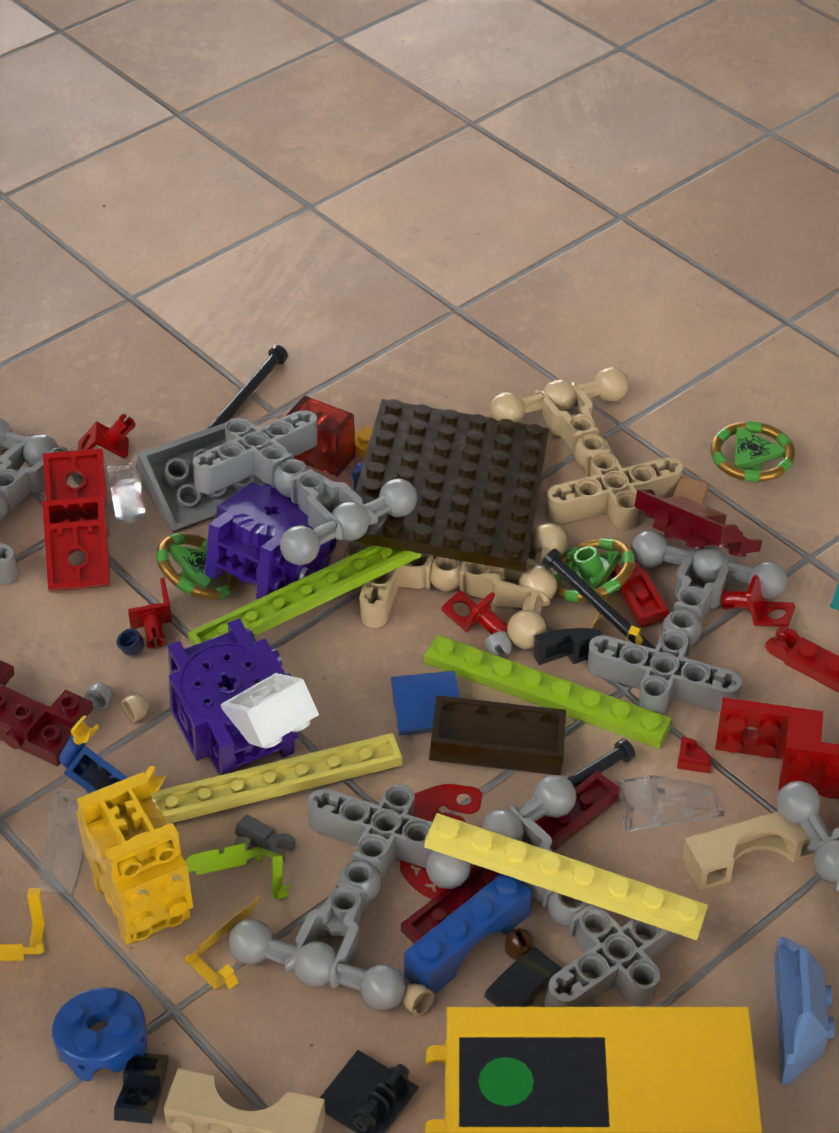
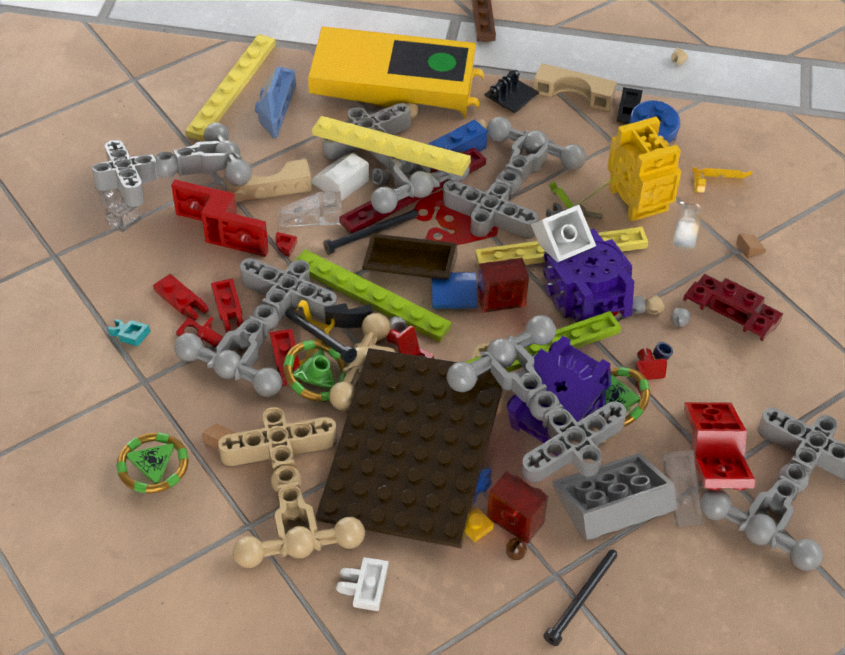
camera: 175 degrees left, 5 degrees up
(90, 769) = (668, 237): blue torso -> none
(111, 438) = (705, 540): red bracket -> none
(160, 705) = (638, 305): none -> light grey hinge
(226, 973) = (593, 168): yellow piece -> none
(356, 688) = (502, 285): none -> clear red brick
(478, 377) = (370, 583): none -> white hinge
(522, 980) = (423, 128): black slope -> none
(645, 857) = (343, 175): none -> white slope
(694, 523) = (235, 374): dark red bracket -> none
(741, 651) = (227, 302): none -> red hinge

